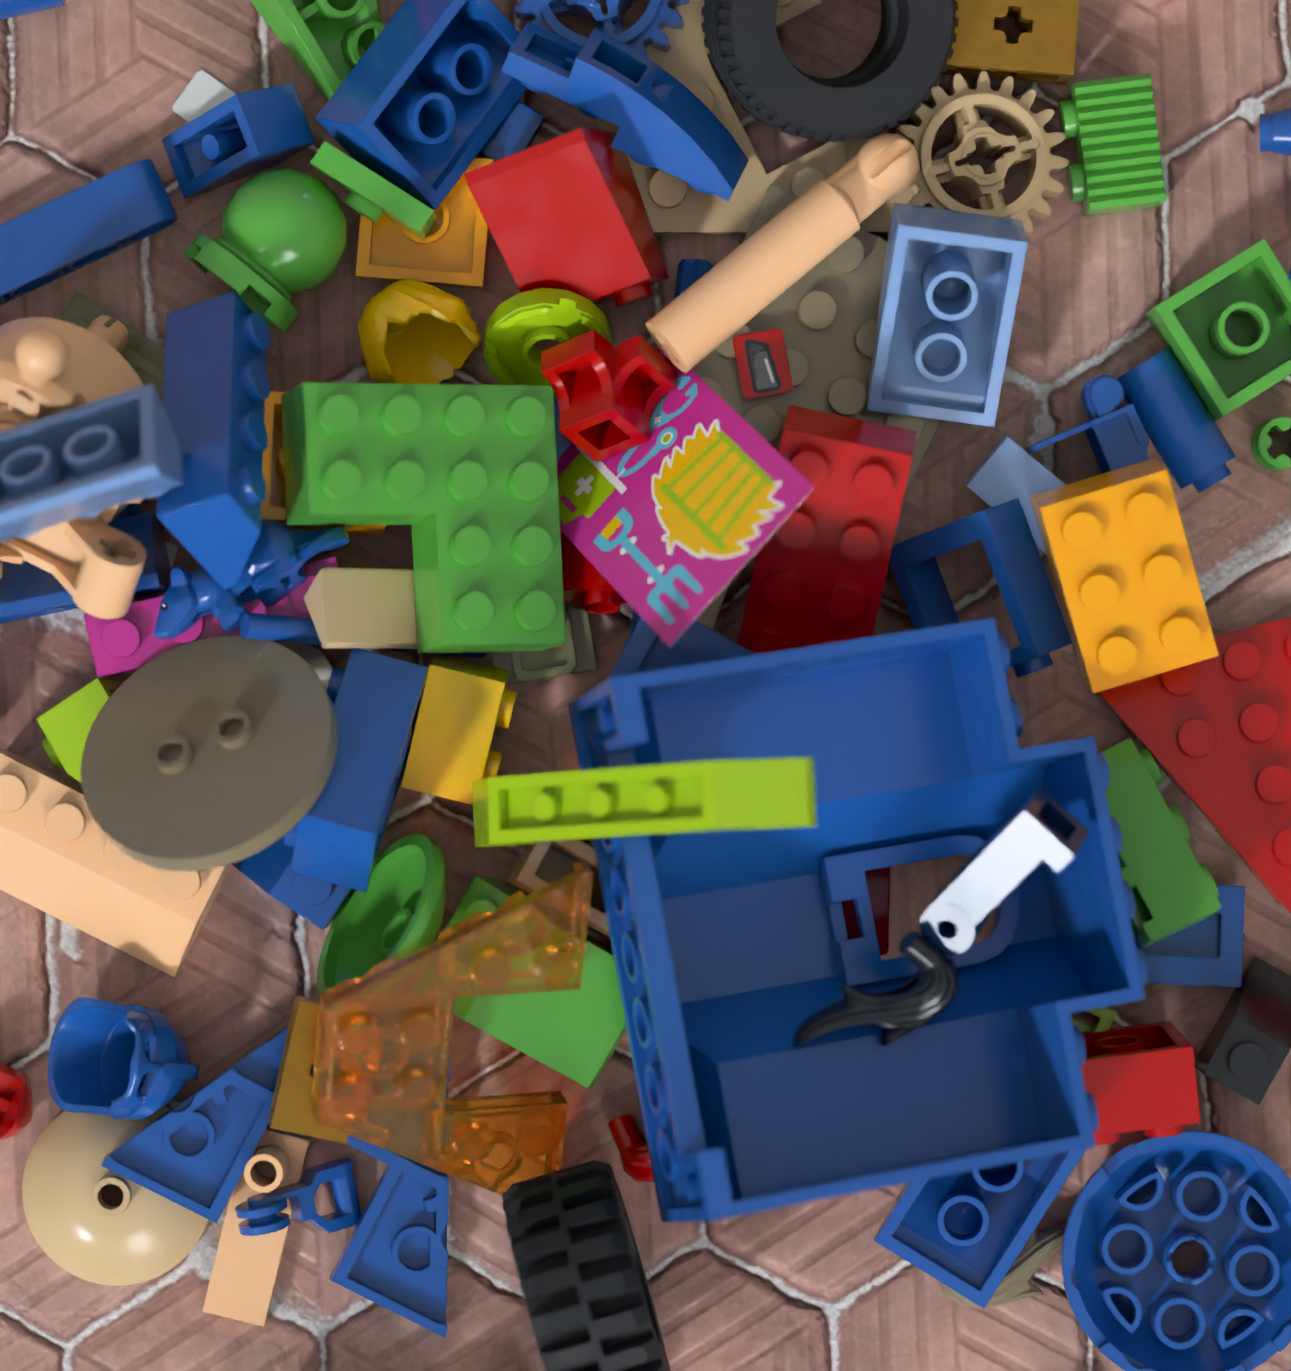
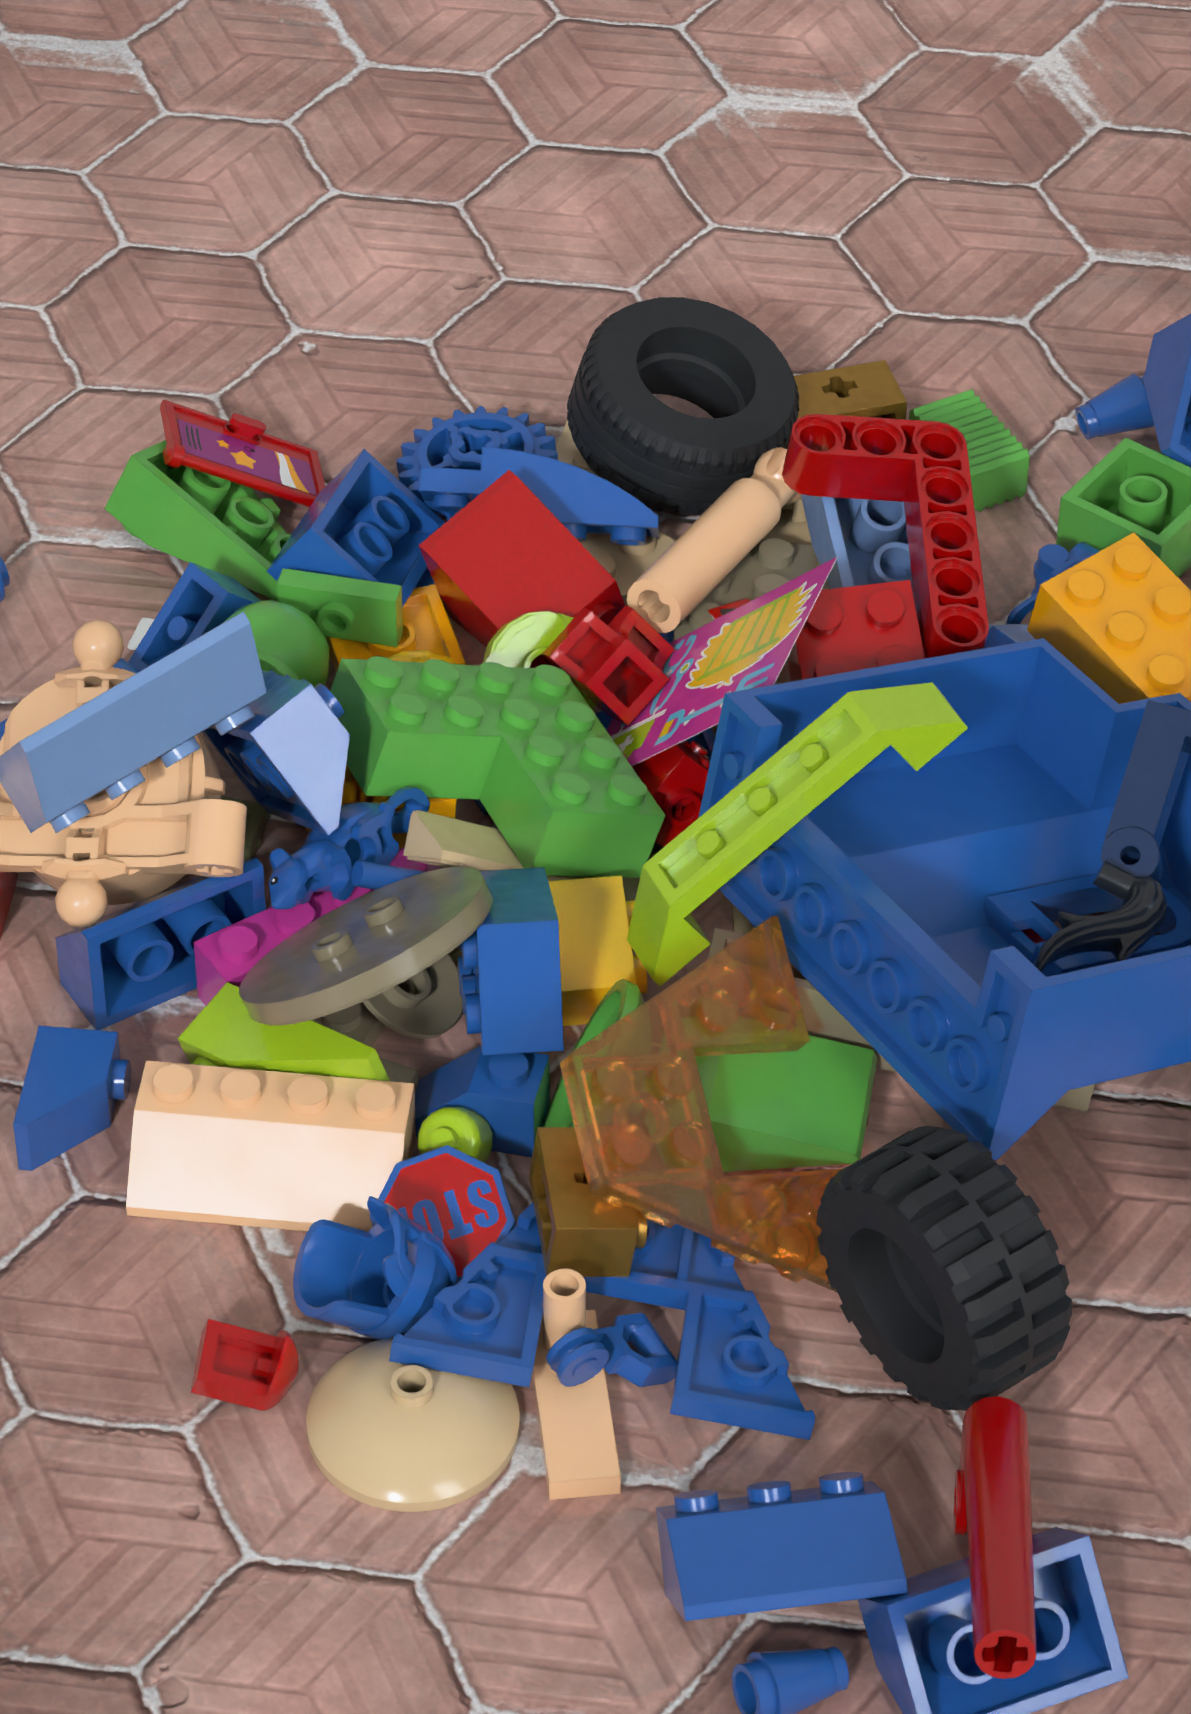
camera: 25 degrees left, 45 degrees down
(210, 1002) = (454, 1199): none -> red piece
(251, 912) = (458, 1129): none -> lime piece
(965, 374) = (930, 473): none -> red beam

